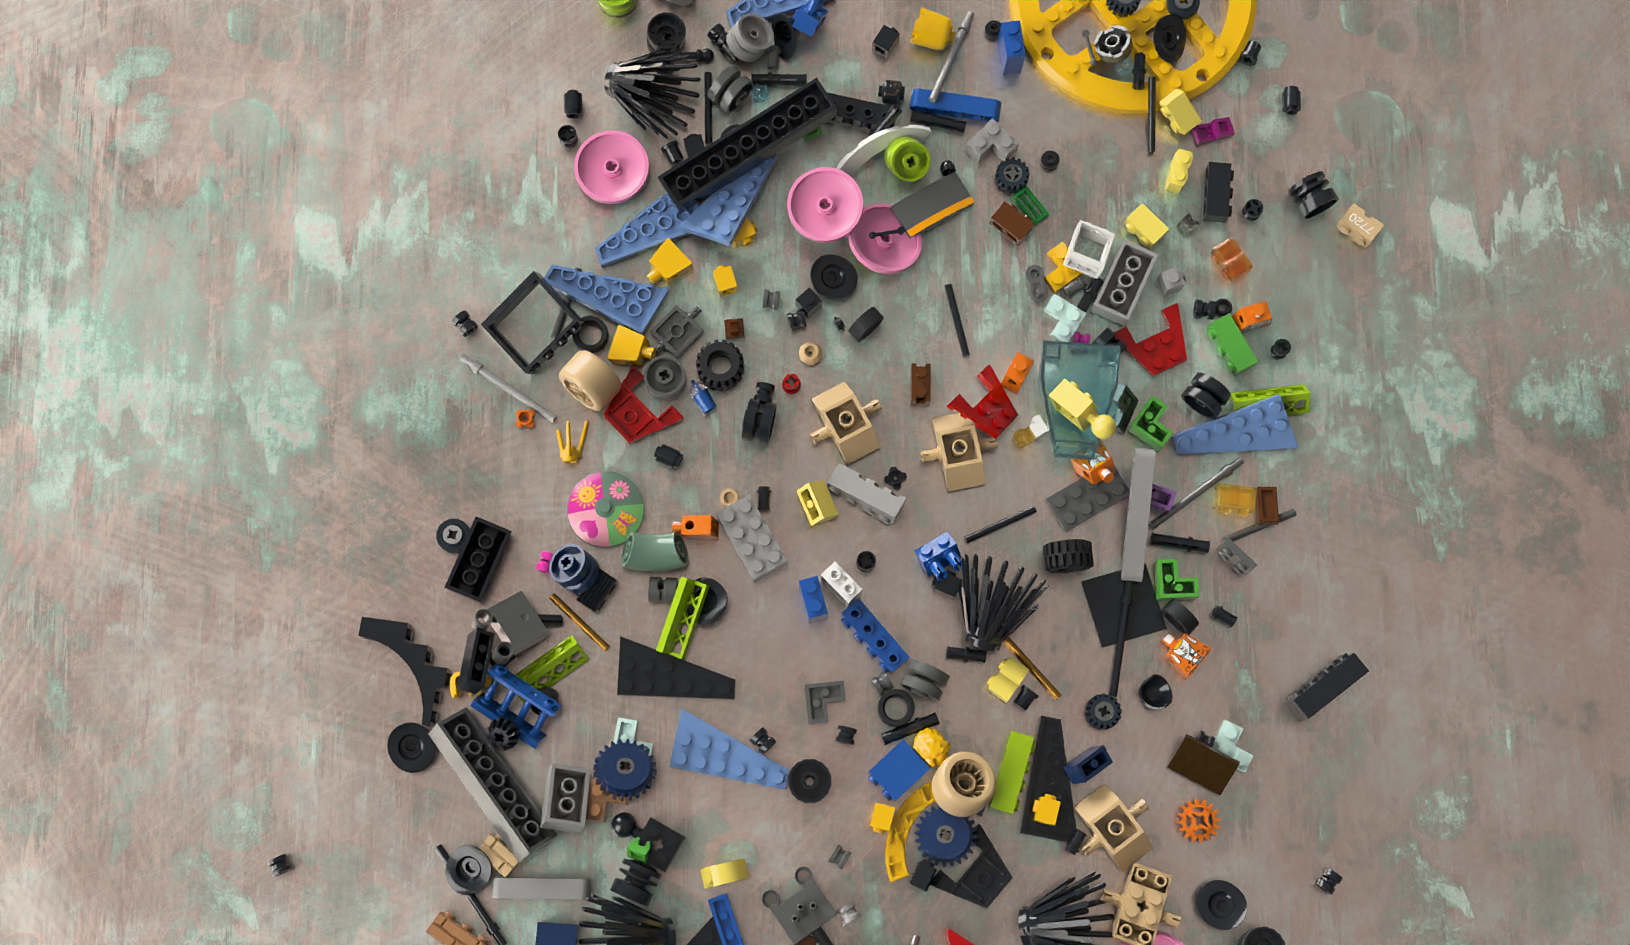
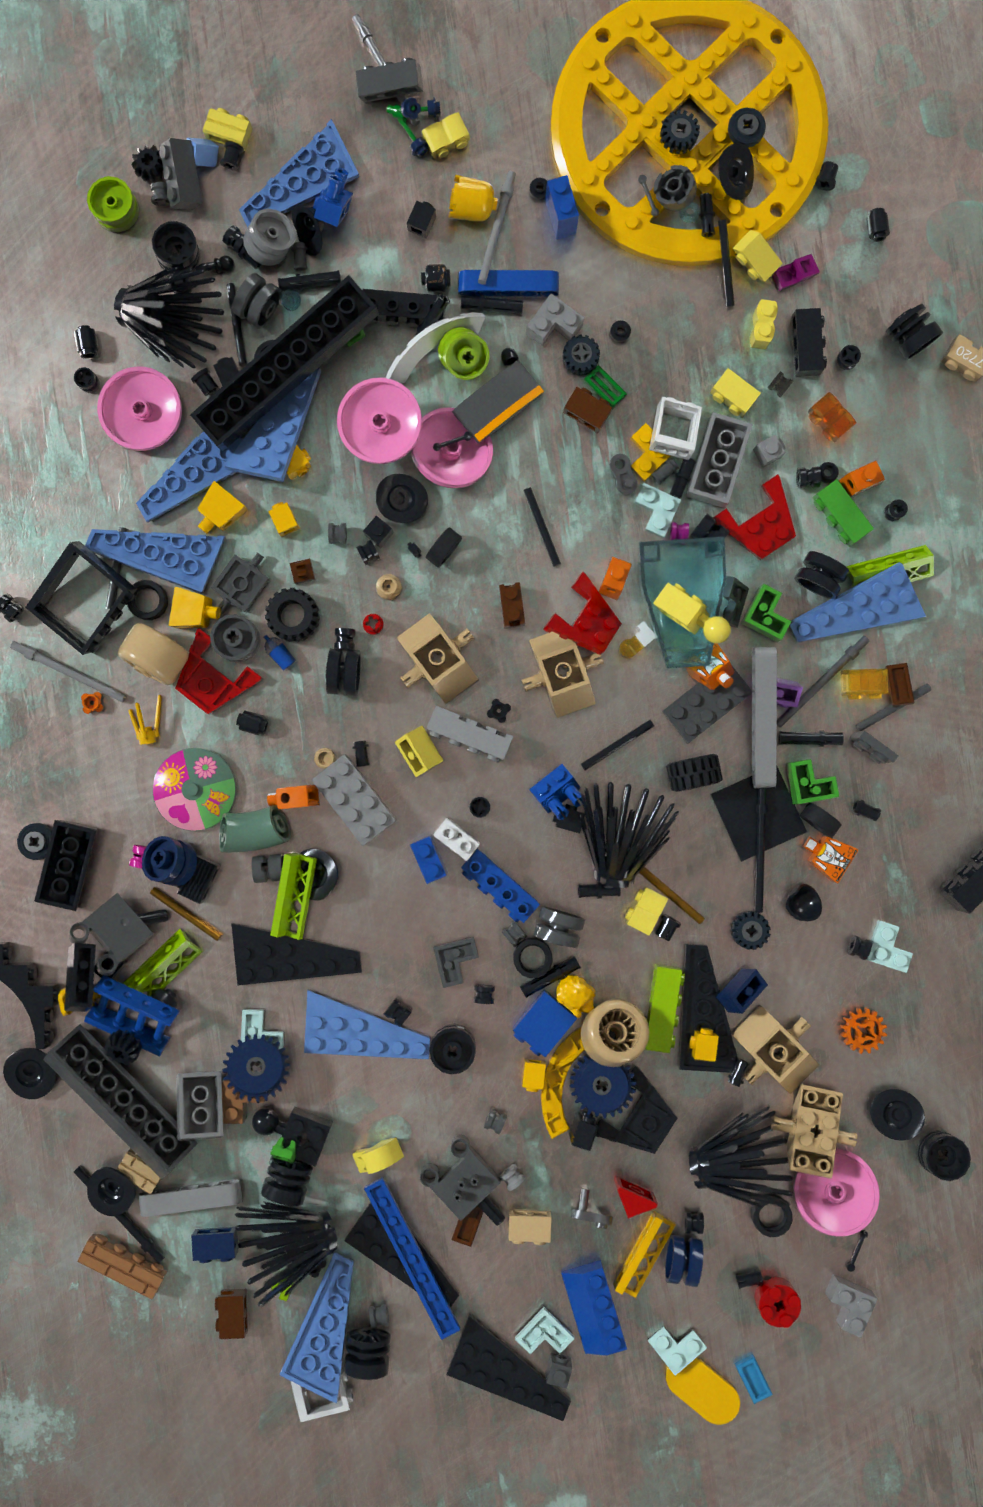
camera: 10 degrees left, 10 degrees up
(1203, 764) = (862, 971): dark brown tile -> none

